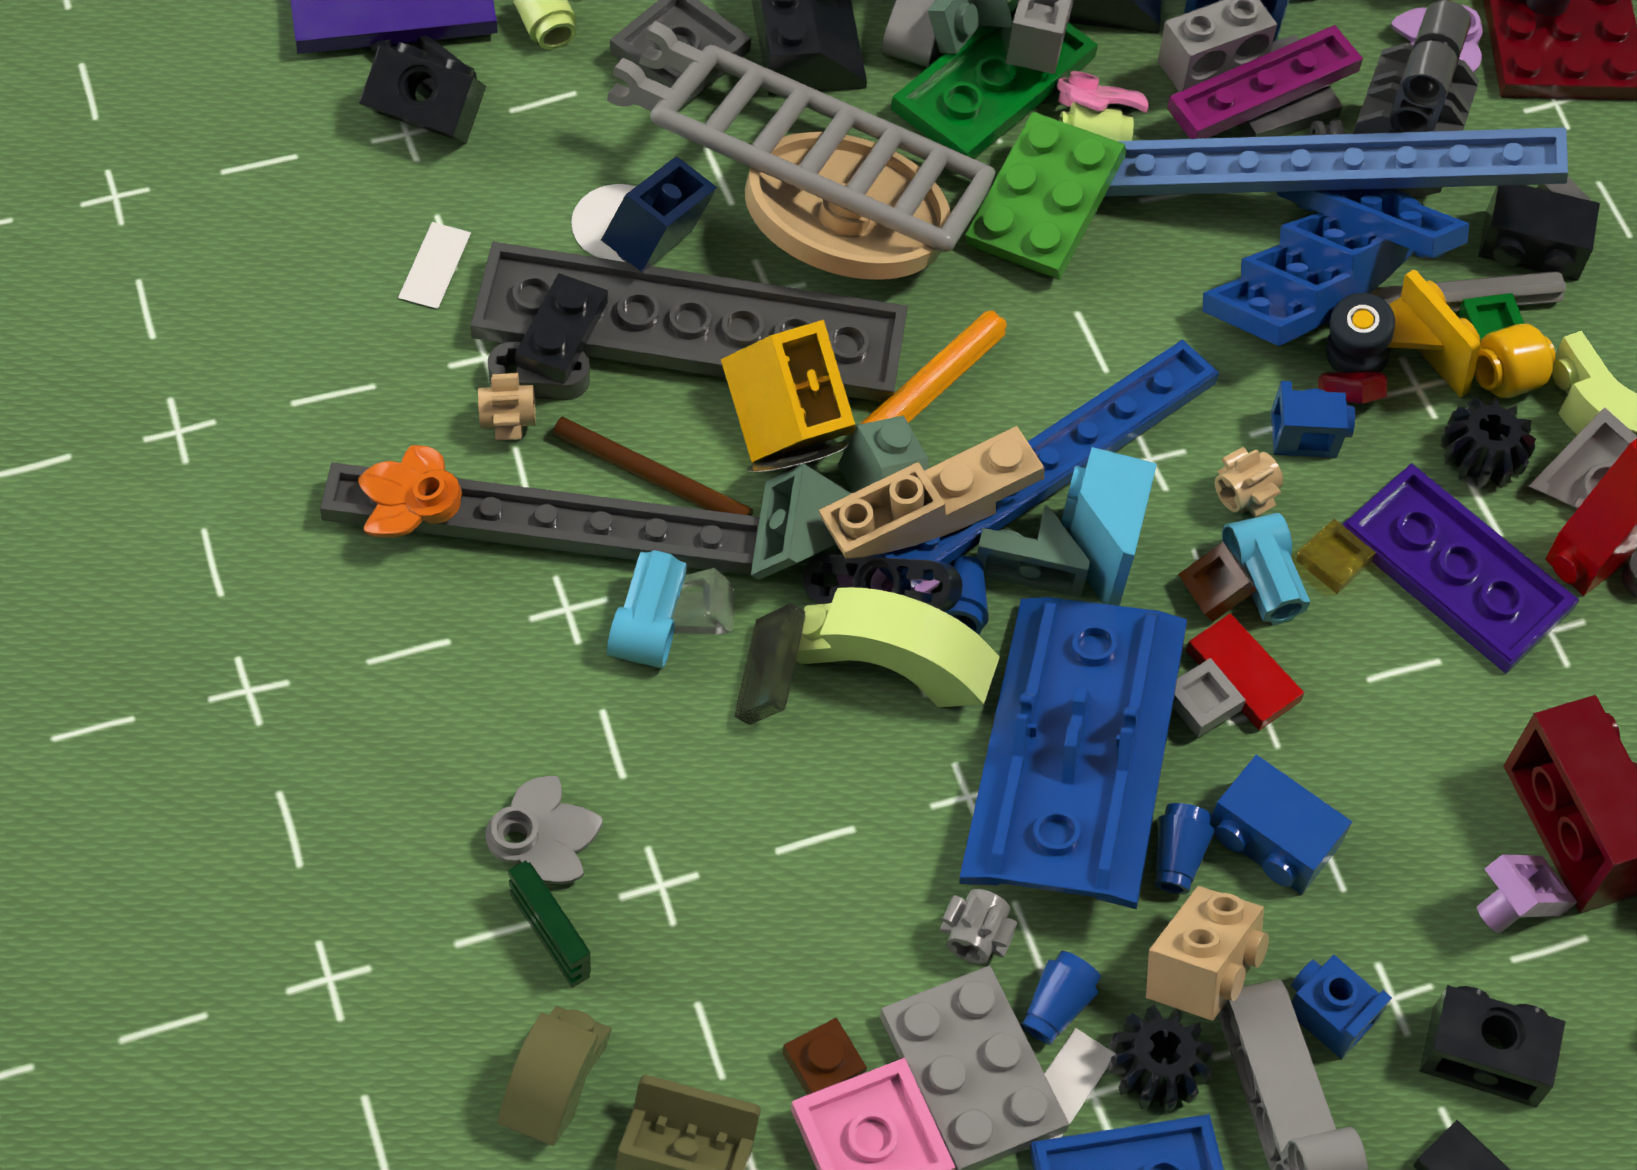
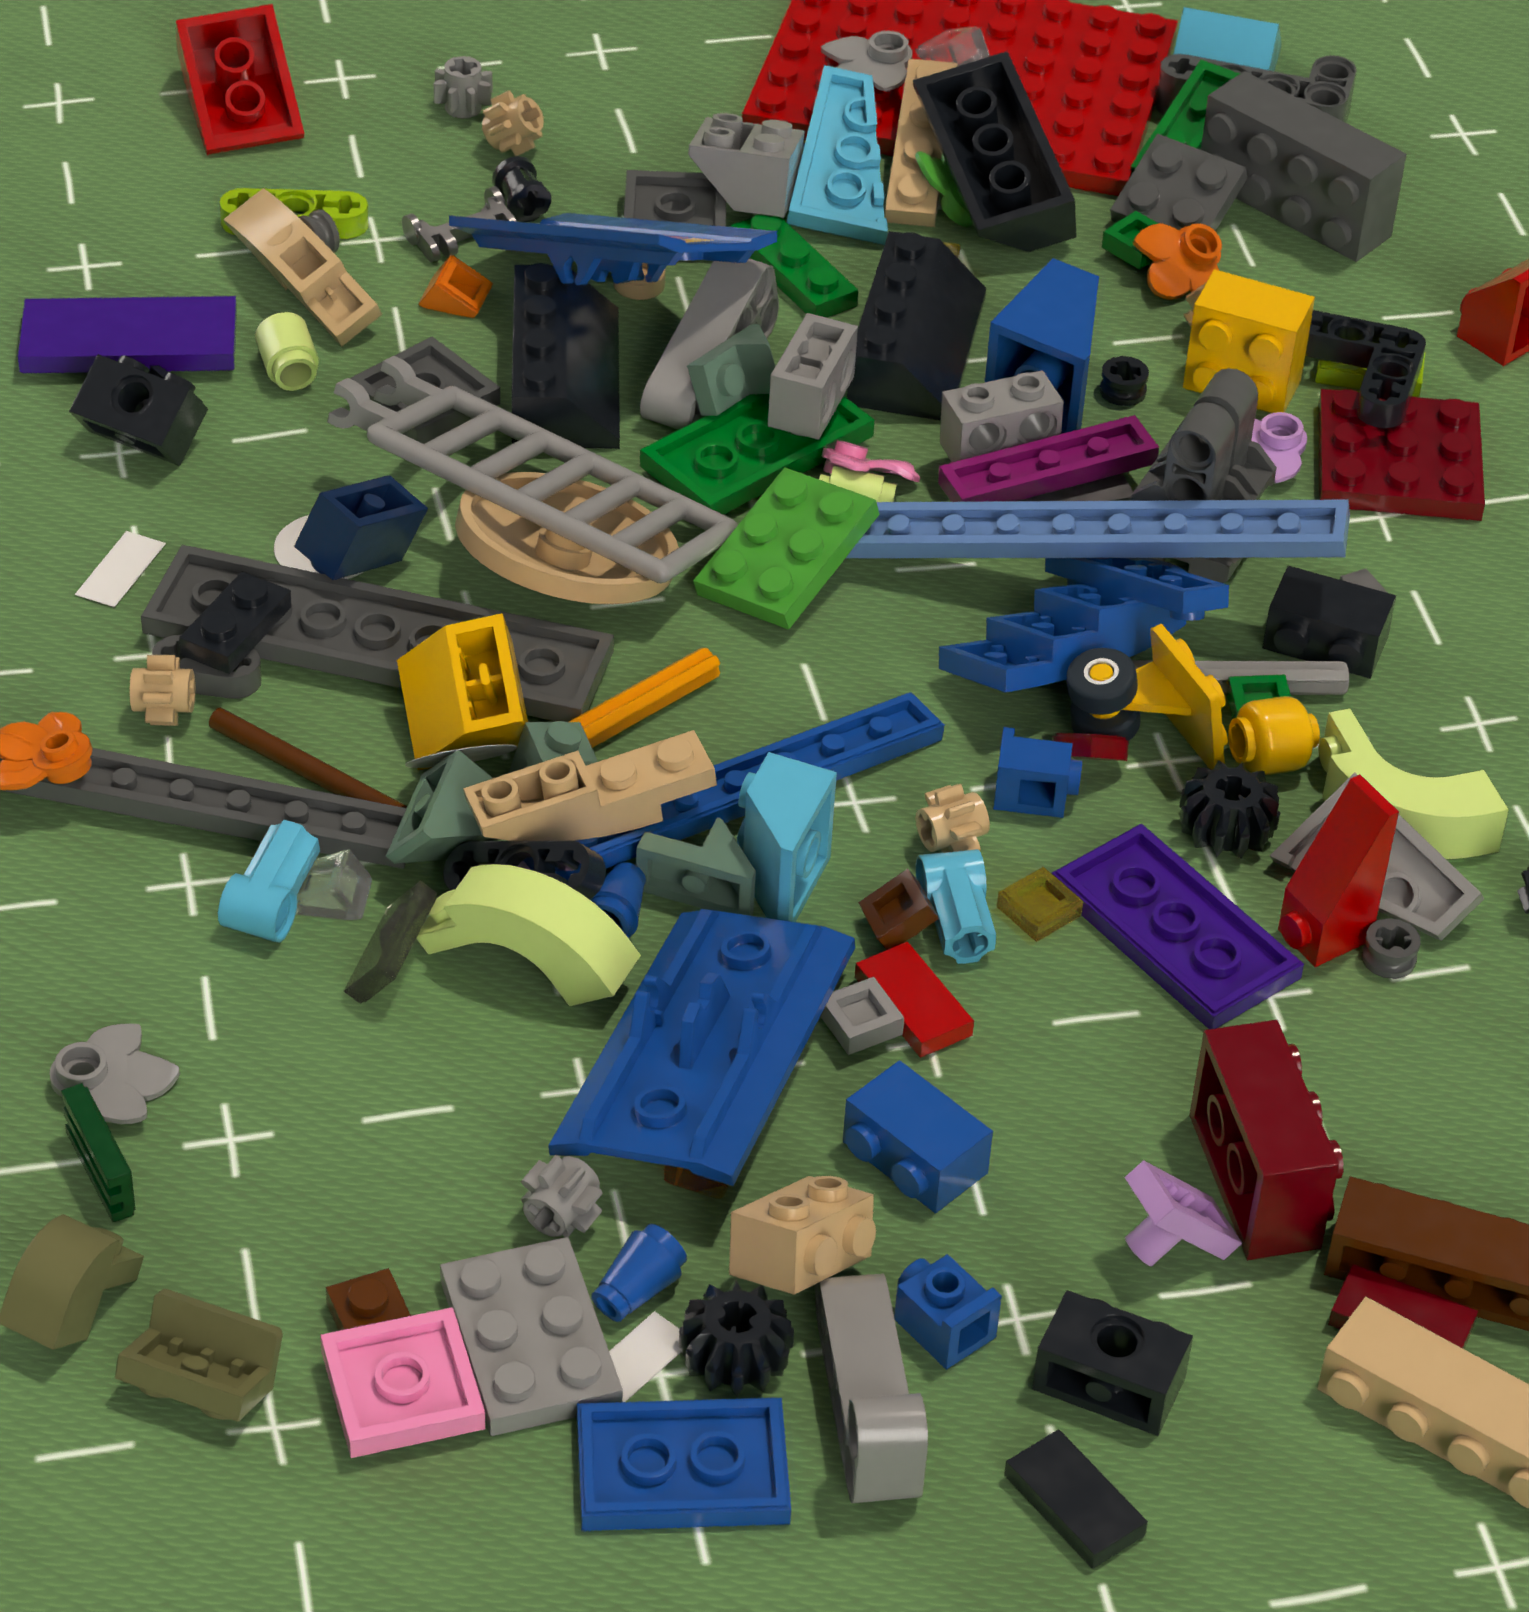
camera: 10 degrees right, 15 degrees down
(1181, 845) = (806, 1142): blue cone -> none

